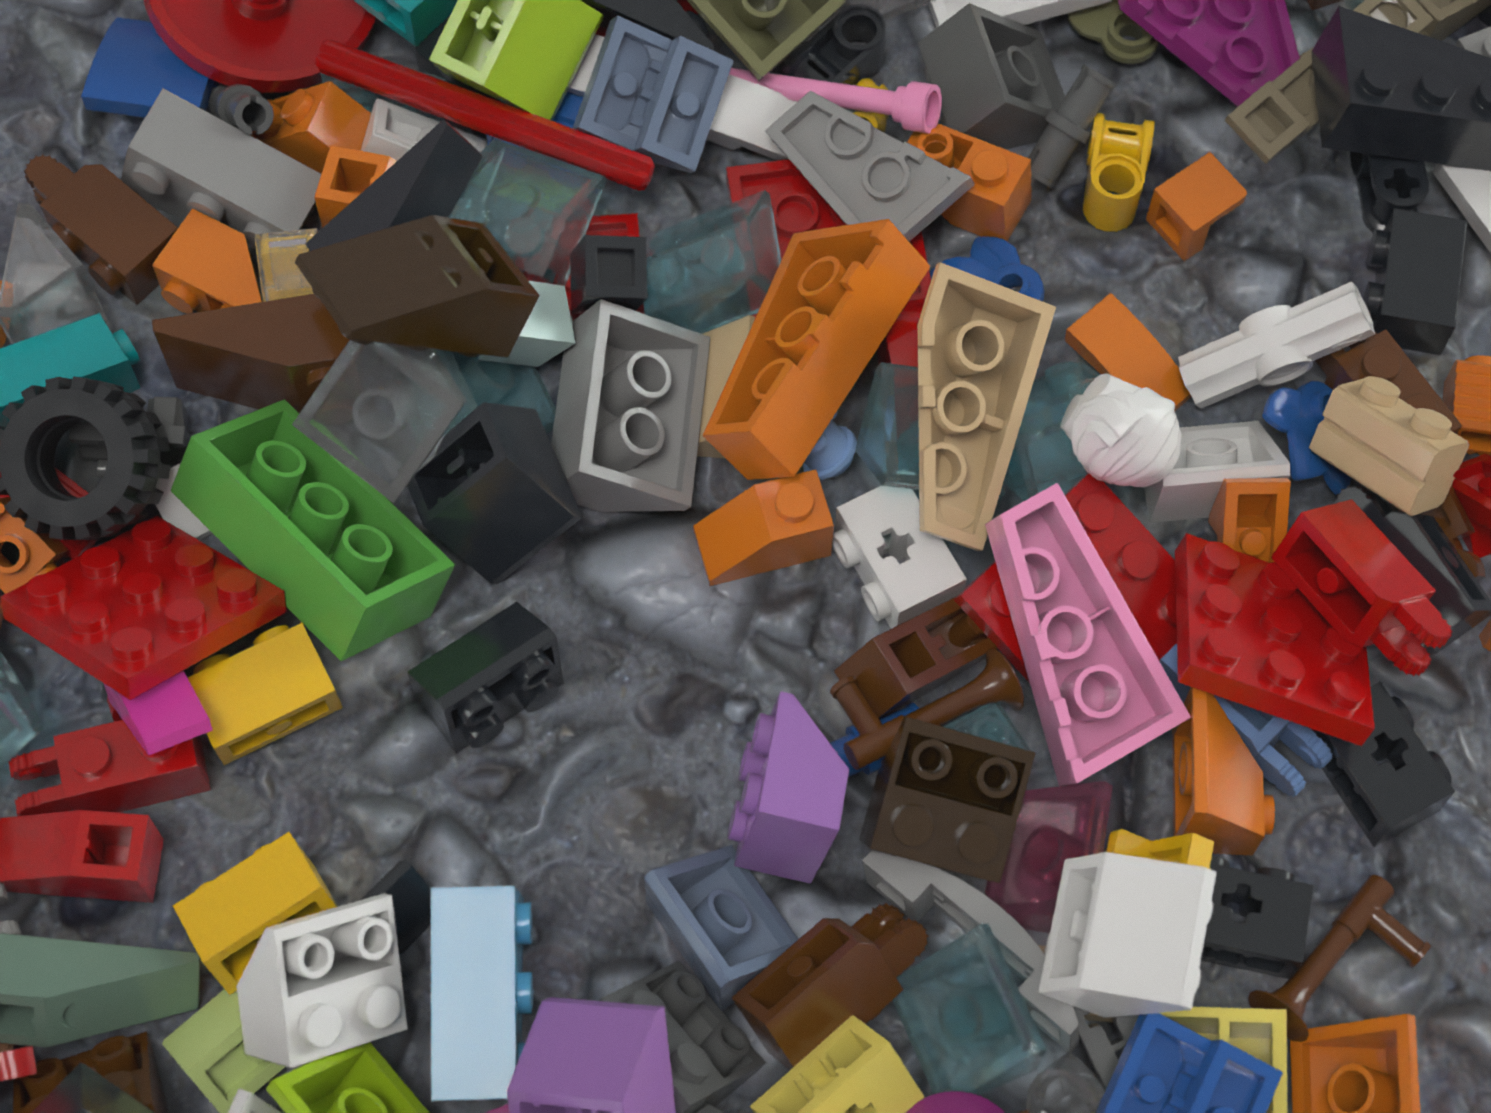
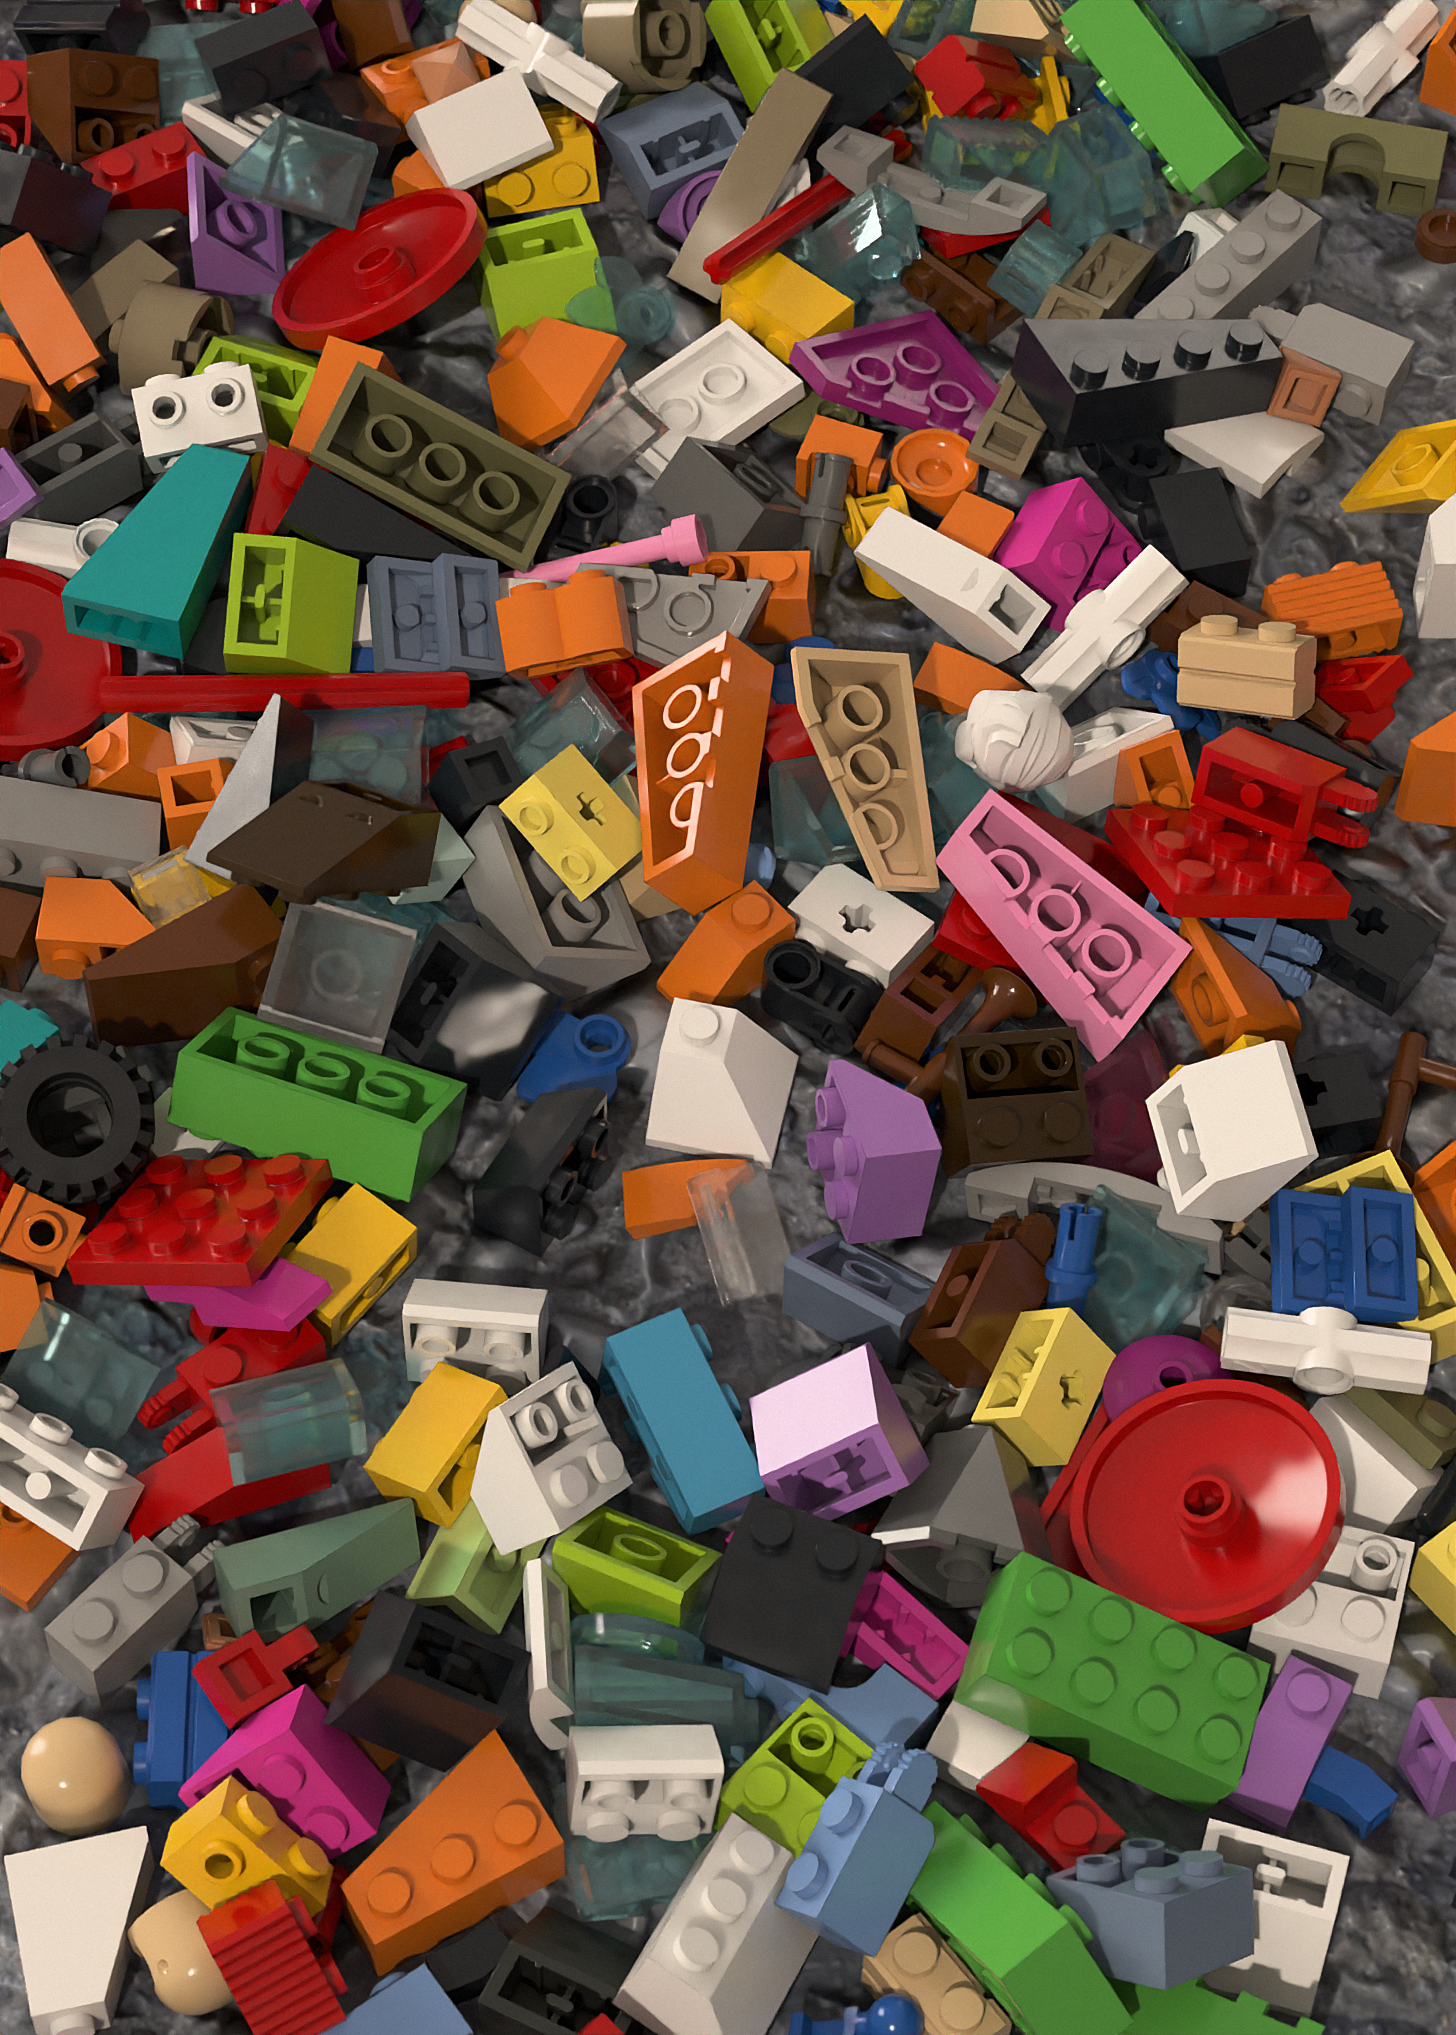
camera: 25 degrees left, 10 degrees down
(107, 837) = (289, 1421): none -> clear light blue slope
(343, 811) = (477, 1329): none -> white slope
(569, 578) = (565, 1057): none -> blue plate
(604, 749) = (659, 1198): none -> orange slope
(636, 814) = (740, 1231): none -> clear panel
(670, 348) = (575, 822): none -> light yellow brick
(695, 657) = (720, 1085): none -> white slope
(764, 147) = (564, 626): none -> orange brick
(834, 615) = (821, 999): none -> black piece
(922, 991) = (1072, 1267): none -> blue pin
(1123, 64) = (848, 440): none -> orange brick
(1150, 245) = (954, 586): none -> white slope
(1193, 116) = (934, 468): none -> orange piece
(1277, 249) = (1066, 547): none -> dark pink slope

